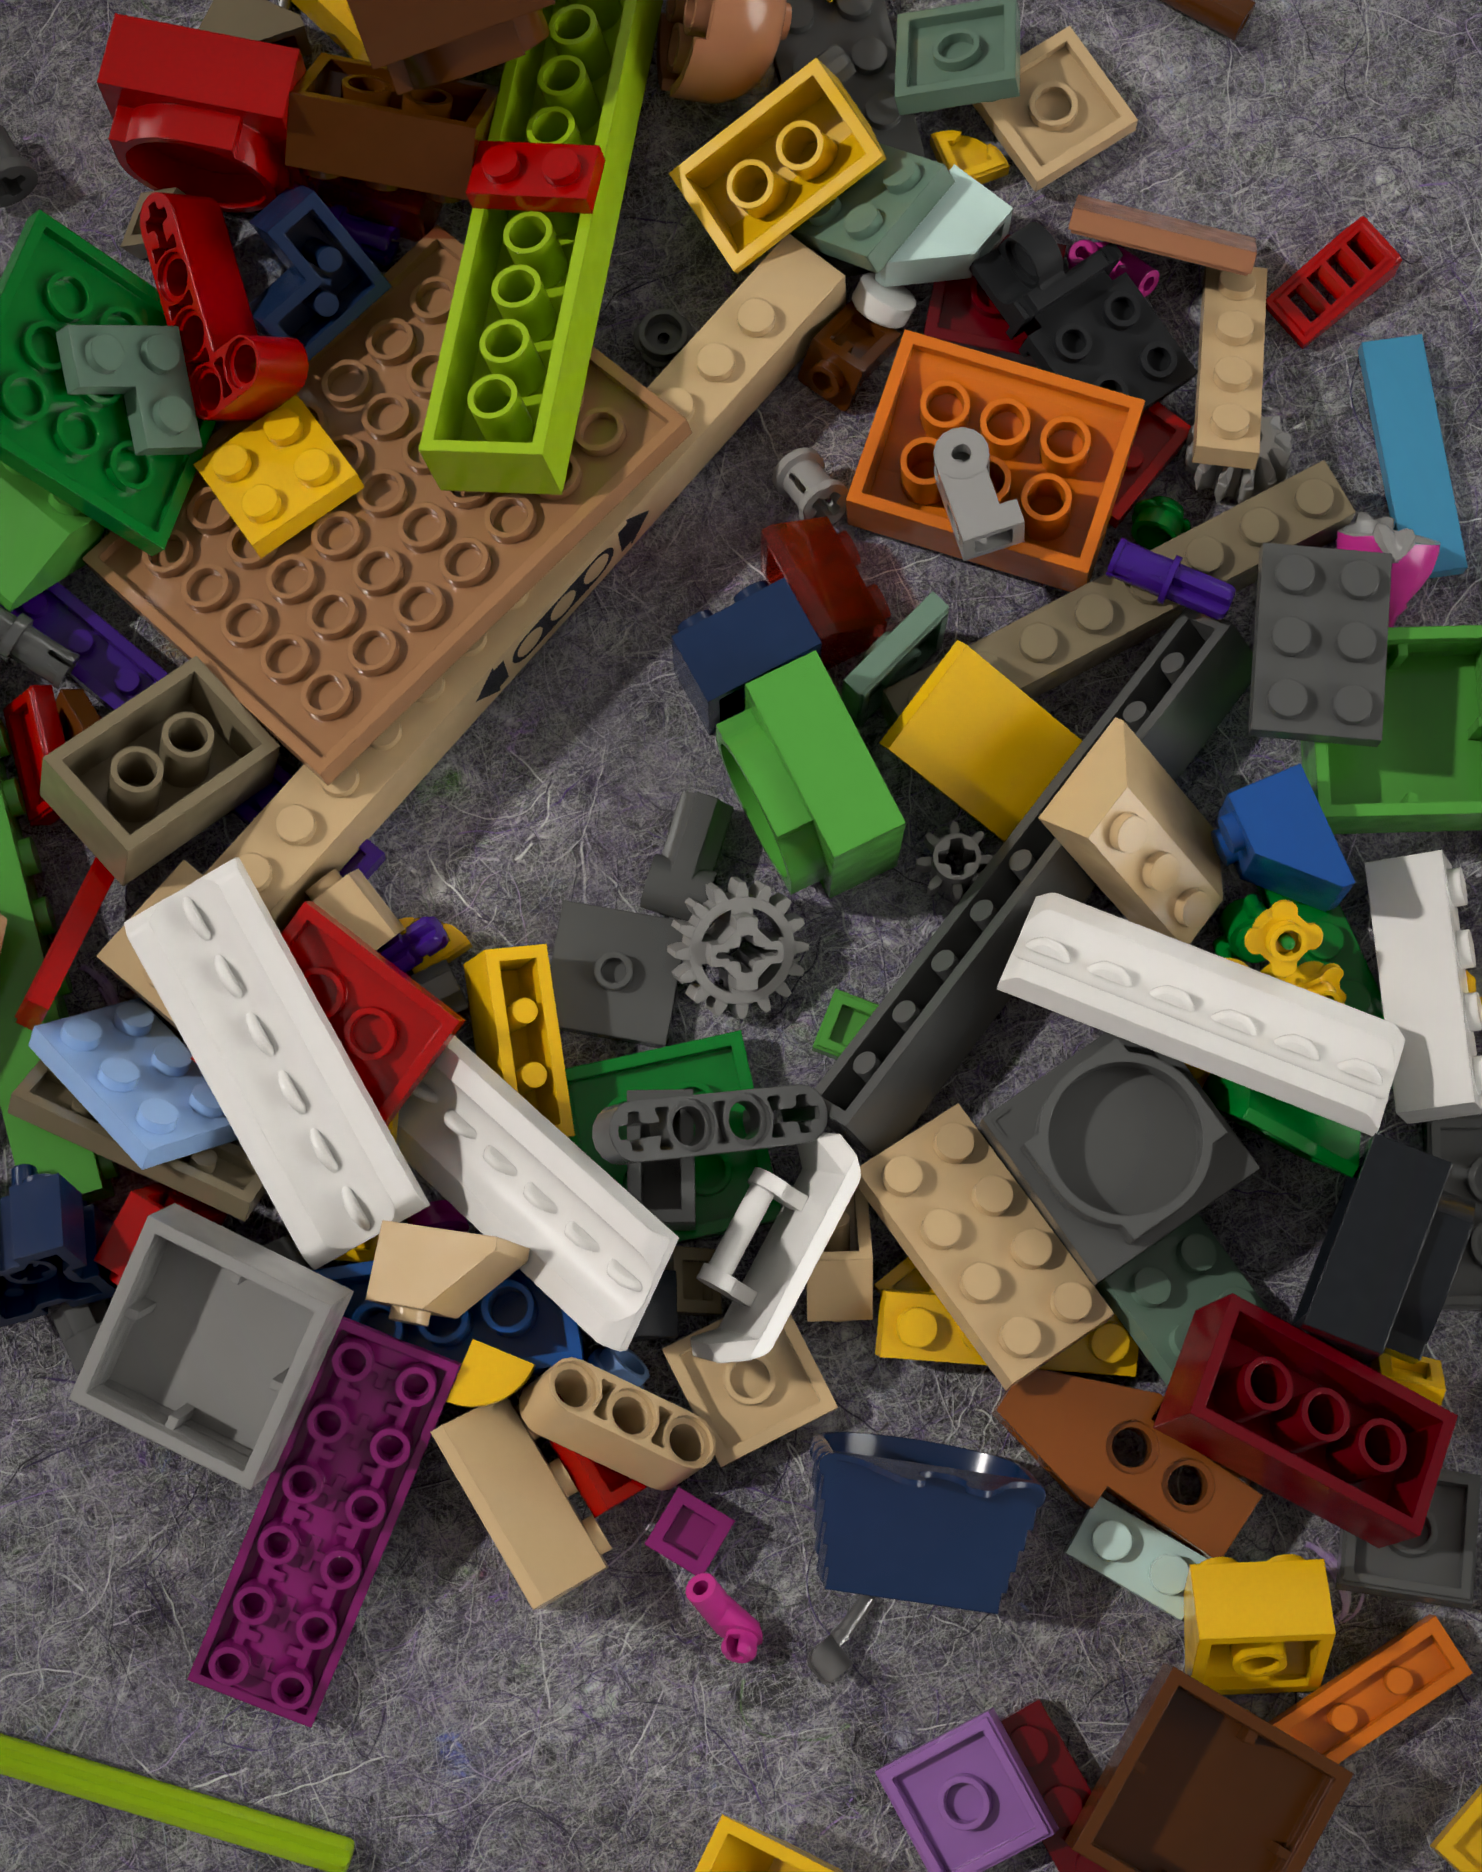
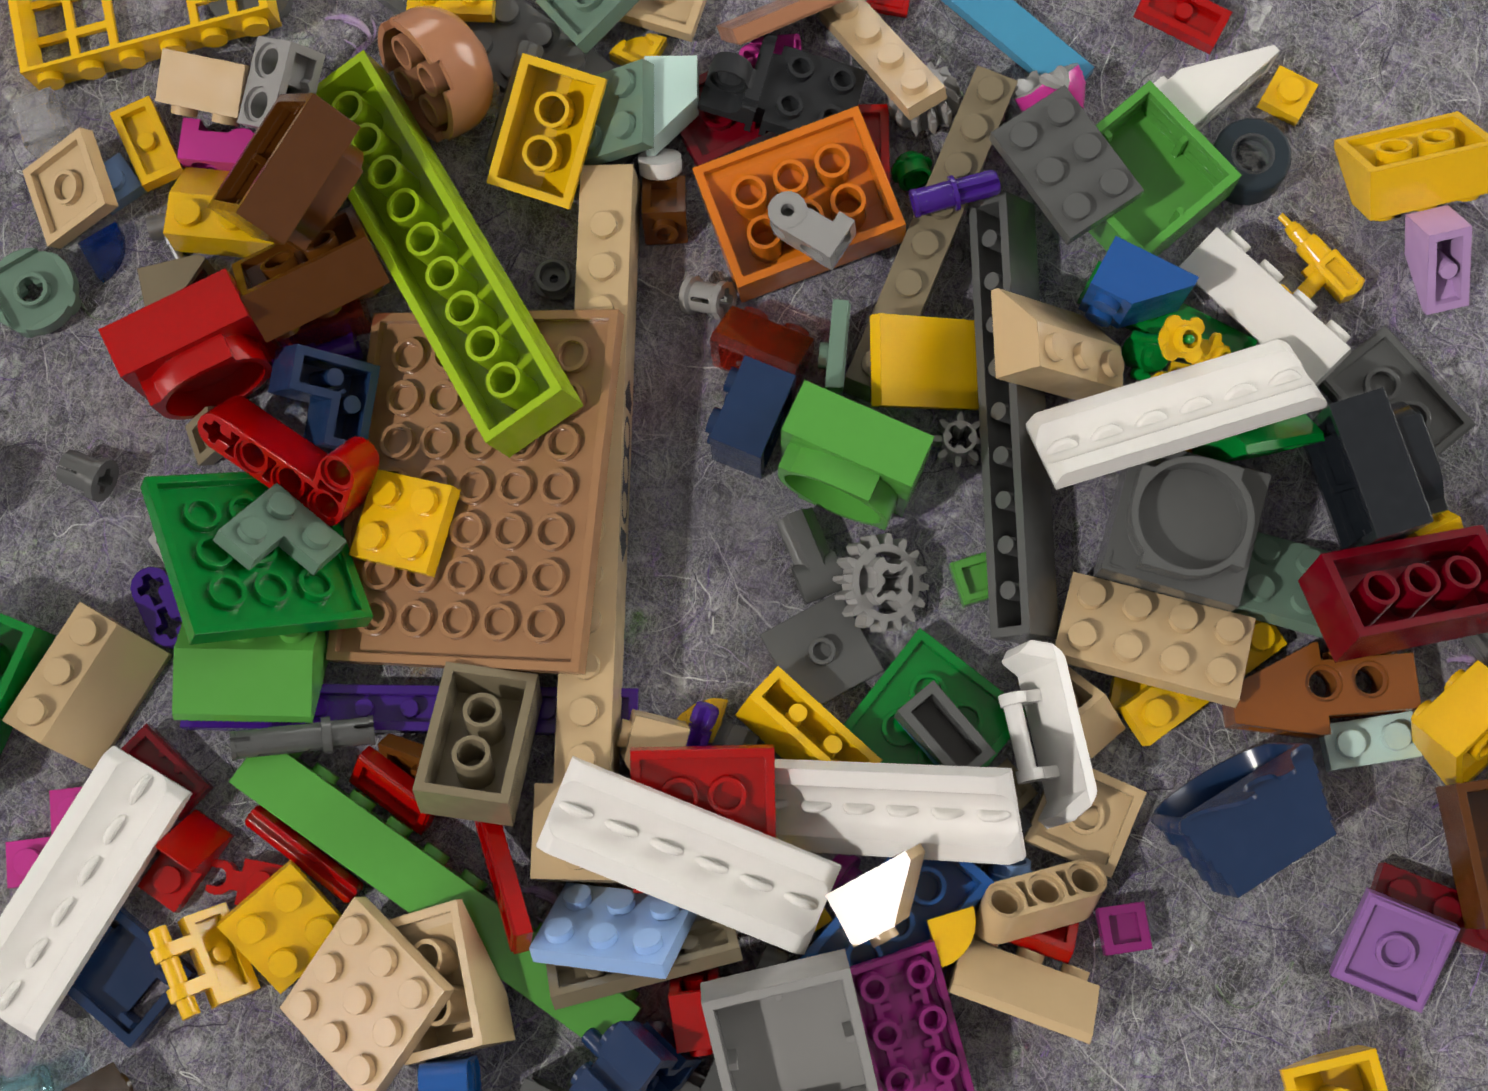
camera: 35 degrees left, 0 degrees up
(535, 177) = (420, 238): red plate -> none
(726, 1617) = (1183, 959): dark pink arm -> none
(800, 1105) = (982, 660): dark grey beam -> none
(828, 1658) = (1252, 934): flat silver hand -> none

